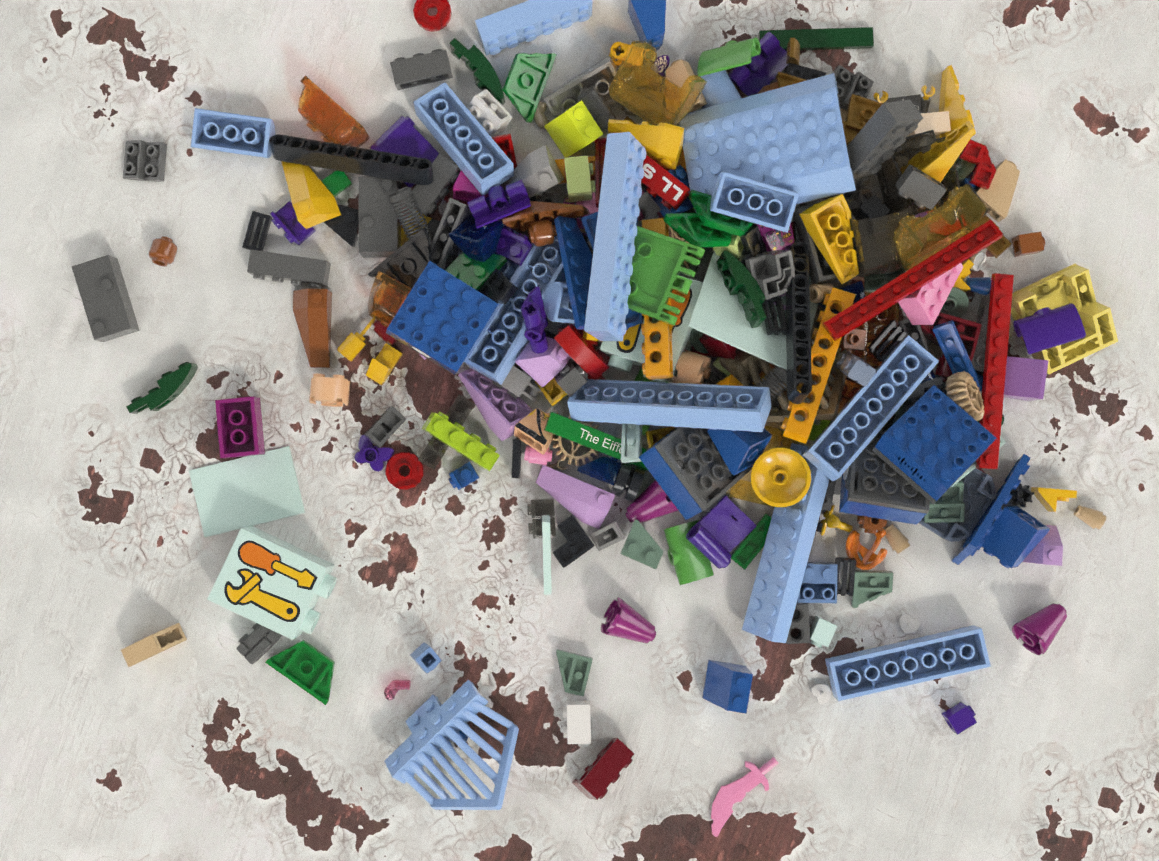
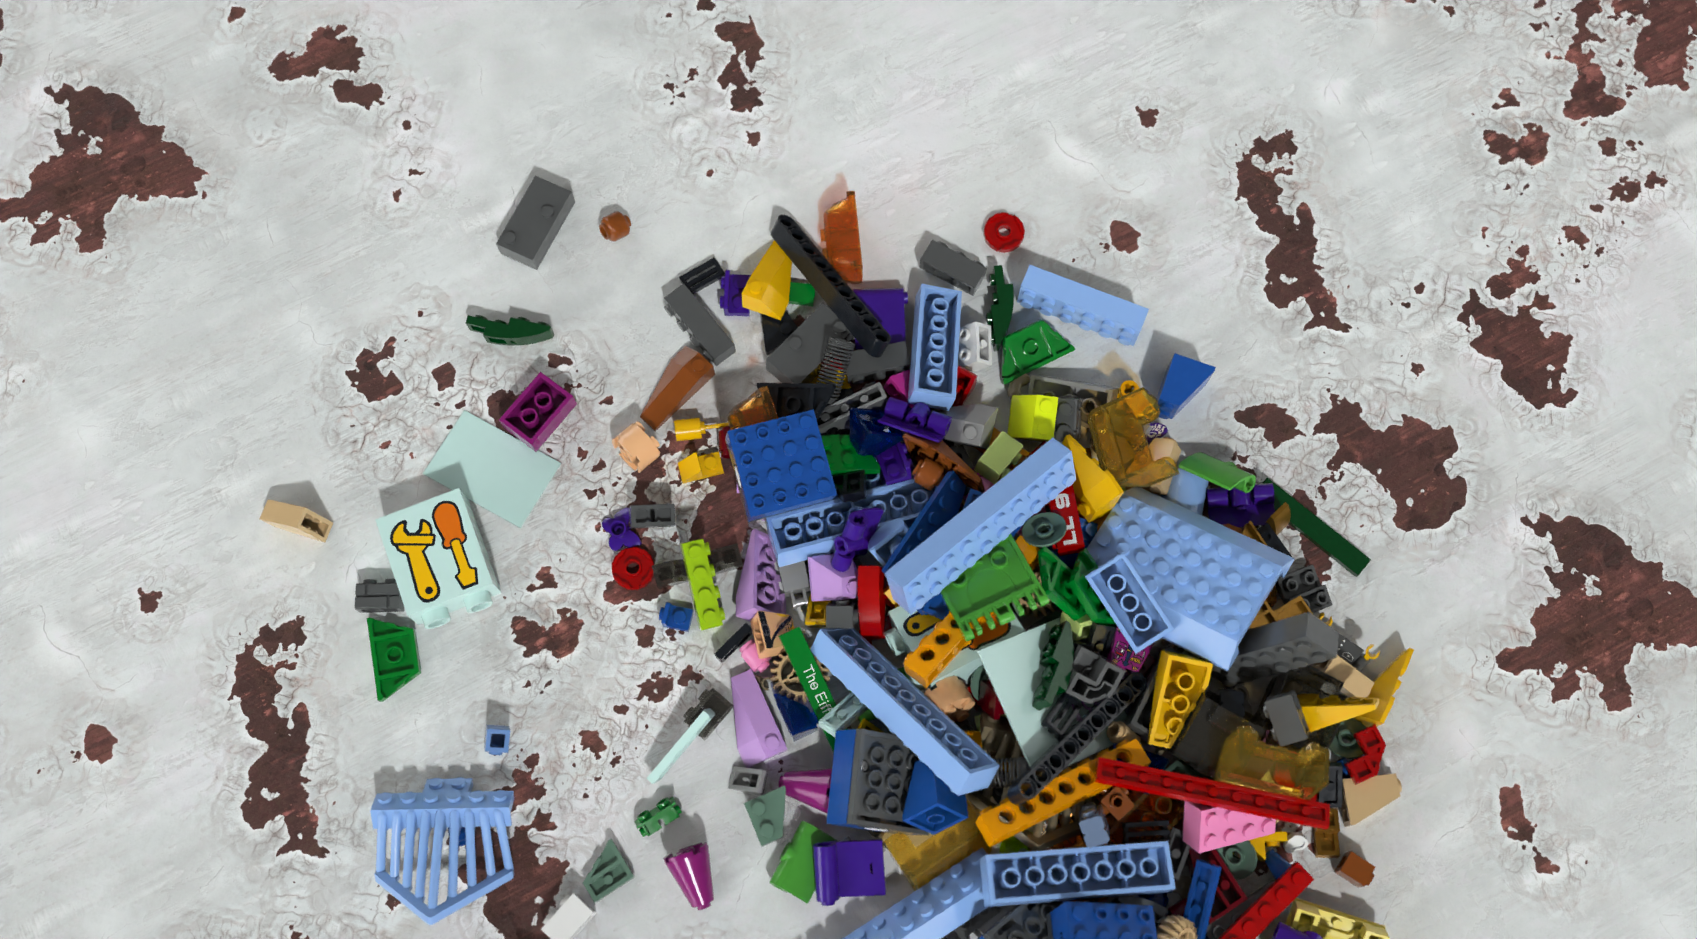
camera: 45 degrees right, 15 degrees down
(145, 161) = (669, 149): dark grey slope -> none
(232, 133) = (756, 186): light blue brick -> none
(396, 685) = (447, 740): clear pink arm -> none
(568, 617) = (649, 819): none -> green hinge
(576, 544) = (717, 762): black plate -> none
(628, 481) = (809, 748): black wheel -> none
(650, 197) = (1044, 529): none -> sand green dish
(752, 543) = (865, 908): green tile -> none
(795, 472) = (942, 845): yellow dish -> none

